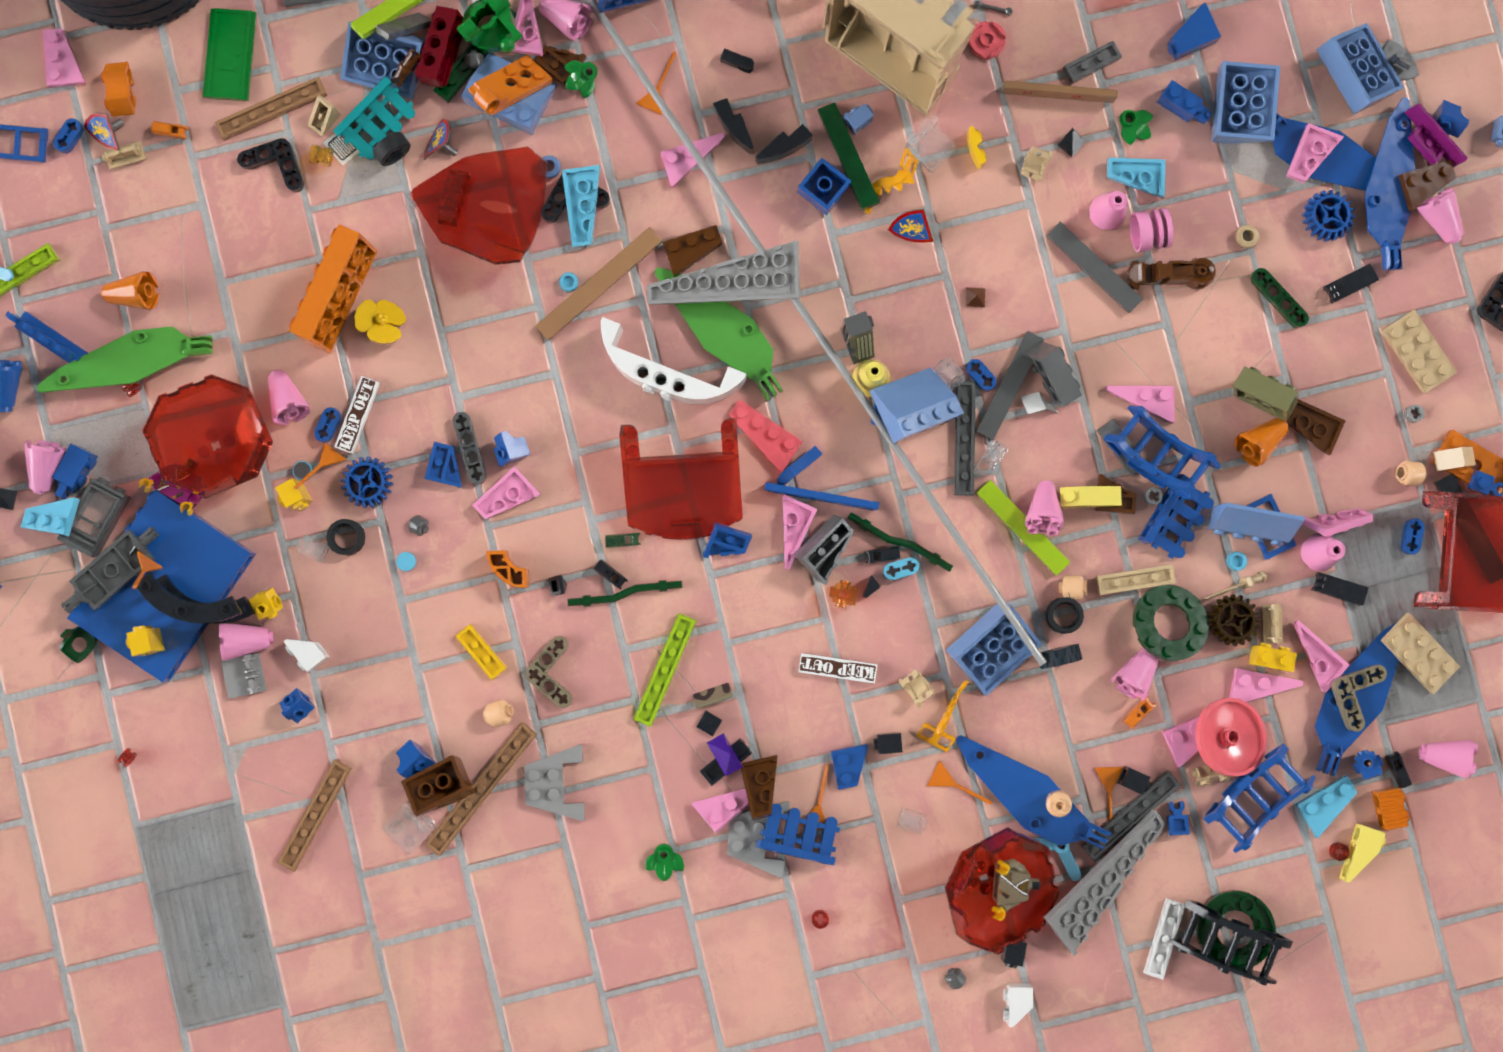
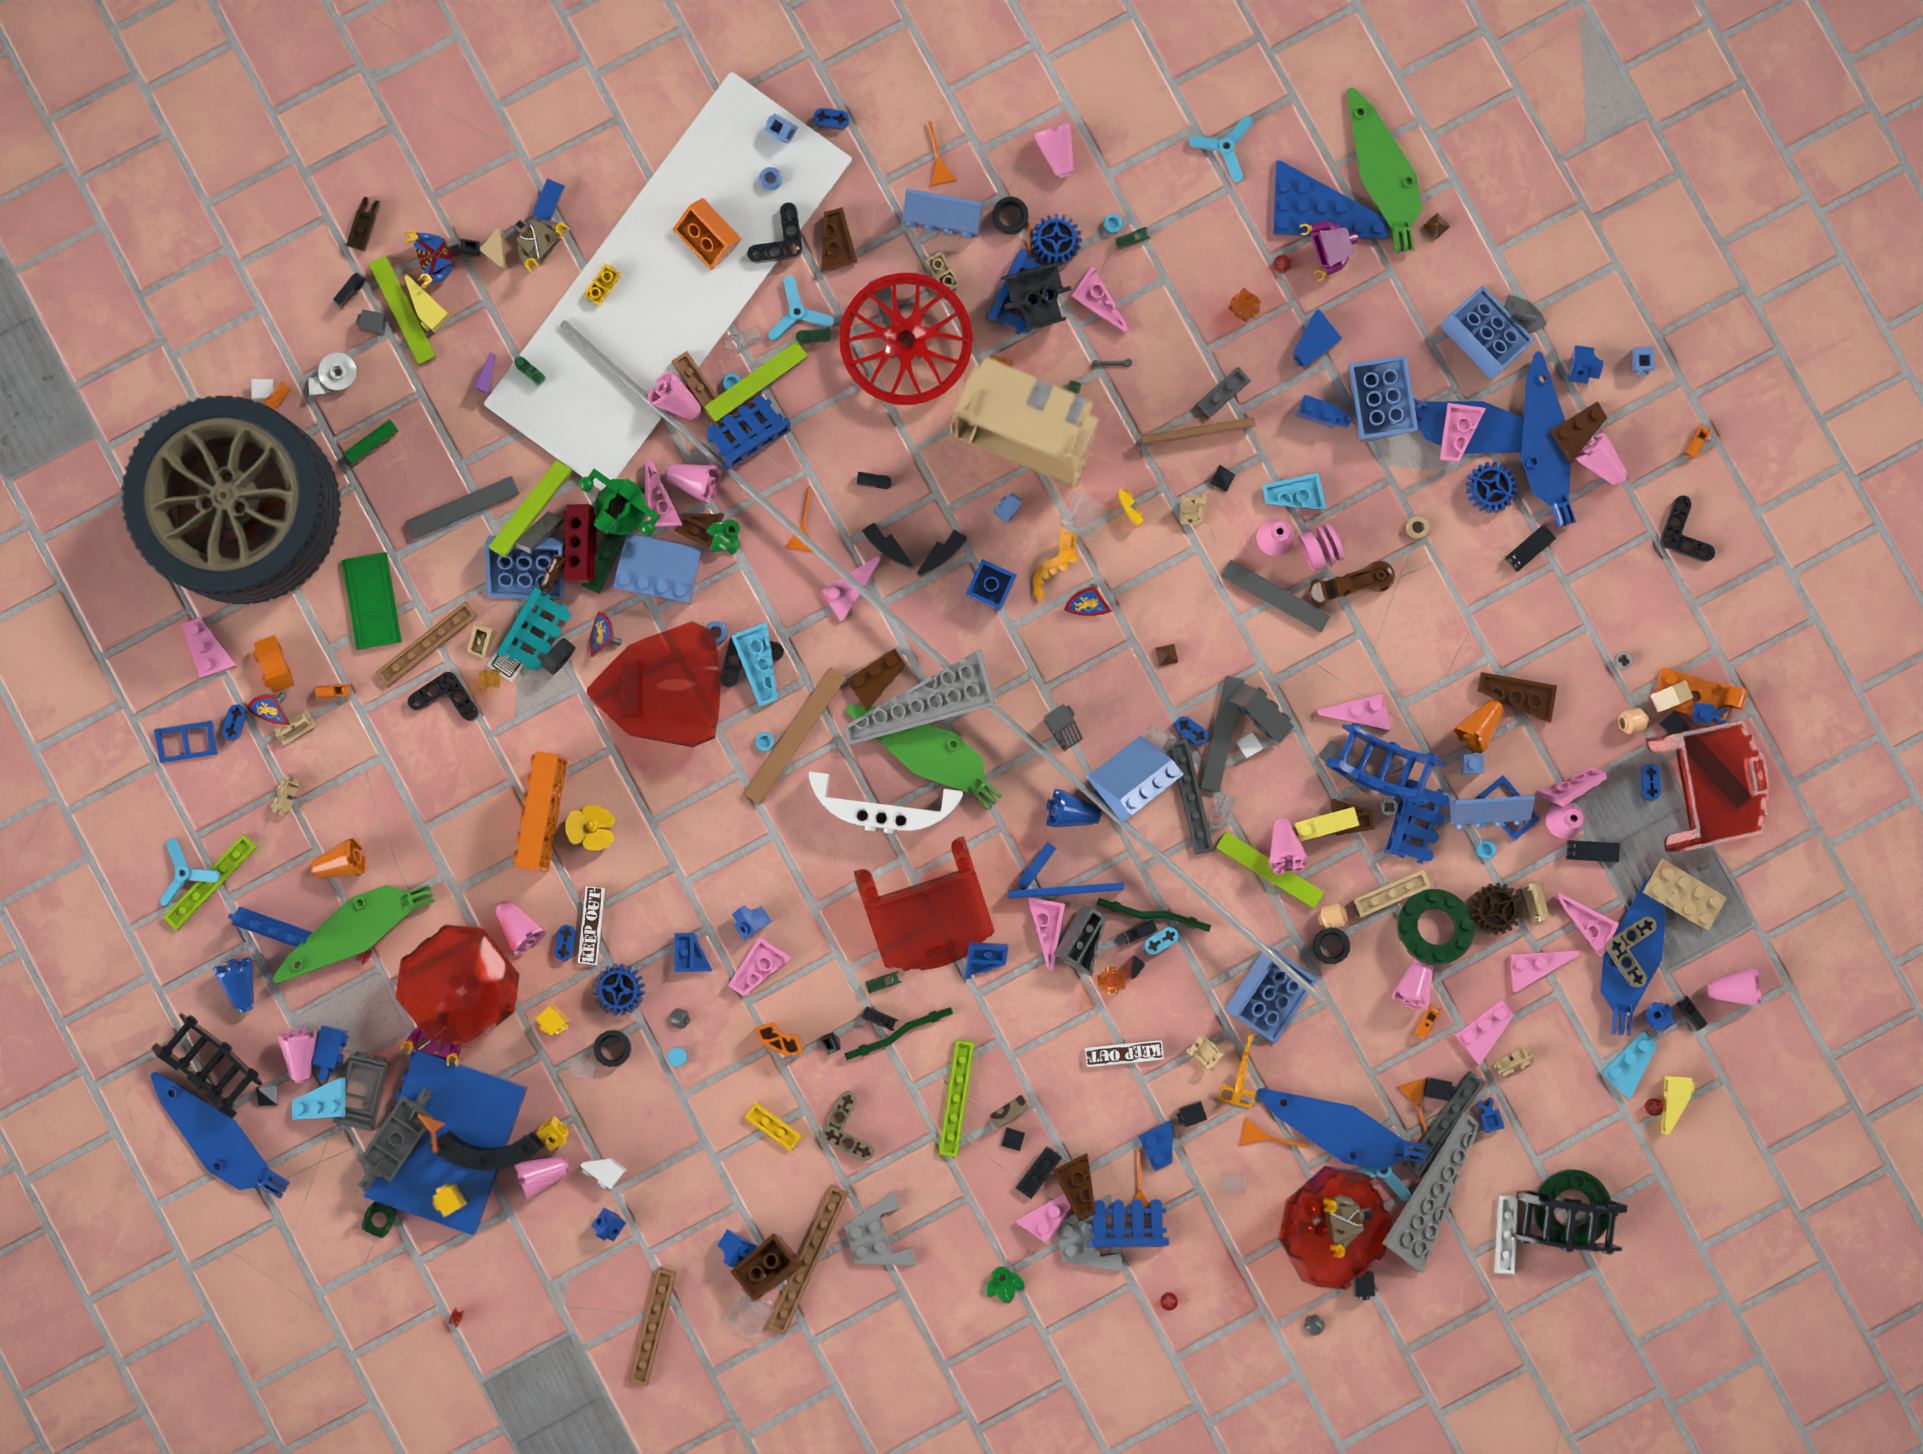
camera: 10 degrees left, 0 degrees up
(100, 210) = (285, 788): none -> tan hinge
(243, 675) = (548, 1209): light grey hinge -> none
(301, 469) = (552, 993): tile -> none
(328, 457) = (575, 974): orange piece -> none
(468, 448) = (712, 928): dark grey beam -> none
(473, 59) = (614, 545): dark grey piece -> none
(493, 93) = (647, 579): orange hinge -> none
(498, 713) = (806, 1182): light nougat head -> none
(724, 754) = (1036, 1165): dark purple slope -> none
(769, 437) = (999, 844): coral wing -> none
(845, 421) = (1070, 811): none -> blue cone
(848, 156) = (1007, 548): dark green tile -> none
(866, 380) = (1075, 760): light yellow cone -> none
(987, 40) = (1114, 396): coral tile -> none
(1018, 1002) = (1380, 1332): white slope -> none
(1058, 803) = (1369, 1130): light nougat head -> none
(1061, 656) = (1337, 987): black wheel -> none
(1137, 128) = (1284, 445): green plate -> none
(1231, 737) = (1520, 1023): coral dish -> none
(1244, 475) = (1472, 764): none -> medium blue brick
(1244, 783) = (1545, 1065): blue fence -> none
(1245, 583) = (1499, 868): tan sword -> none
(1266, 393) = (1471, 680): olive brick -> none
(1272, 658) = (1543, 936): yellow brick -> none
(1277, 300) = (1465, 577): dark green beam -> none
(1390, 808) = (1692, 1052): orange brick -> none
(1418, 351) = (1612, 598): tan plate -> none
(1431, 138) = (1573, 388): magenta bracket -> none

